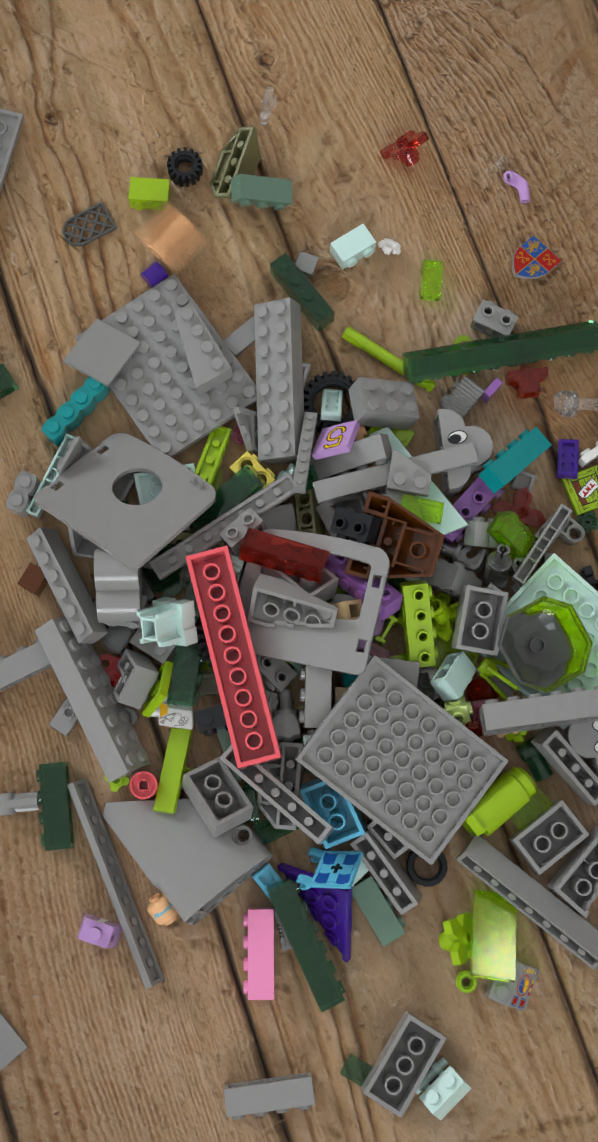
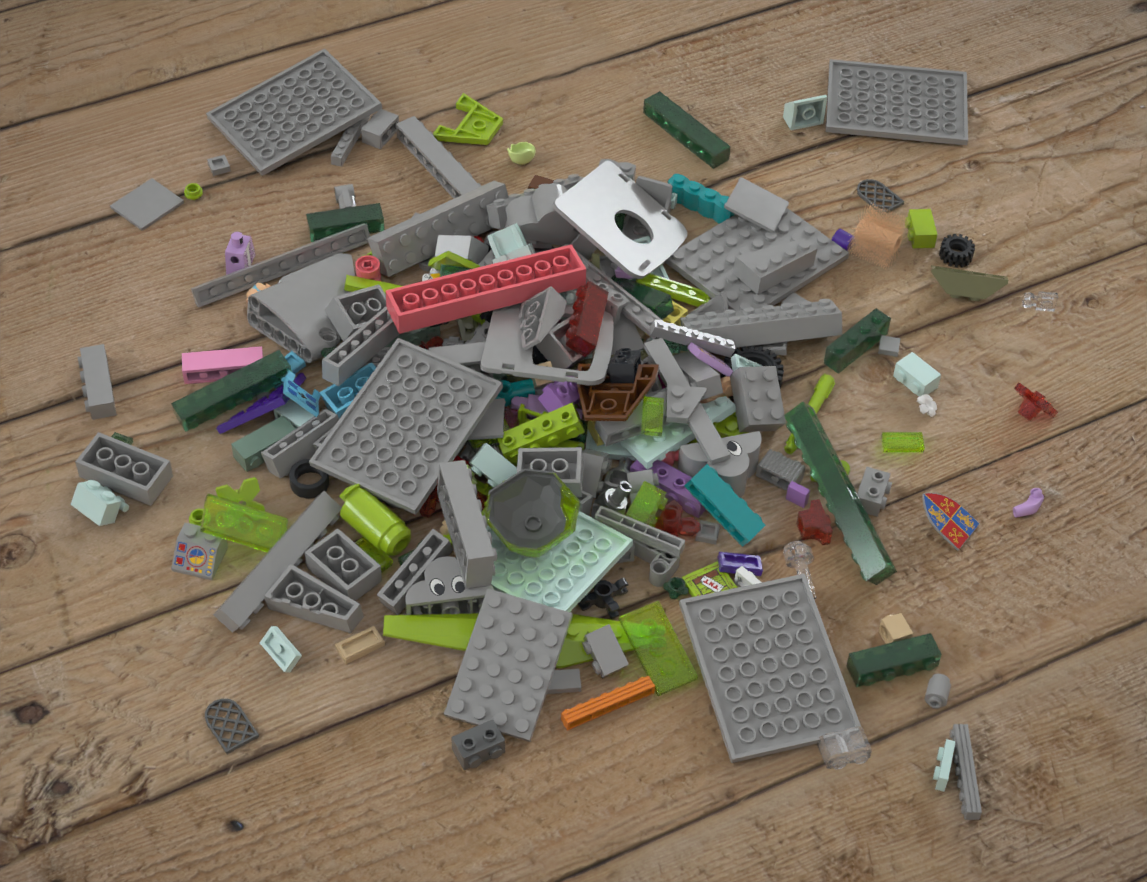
camera: 85 degrees right, 30 degrees down
(261, 191) = (945, 295): sand green brick -> none

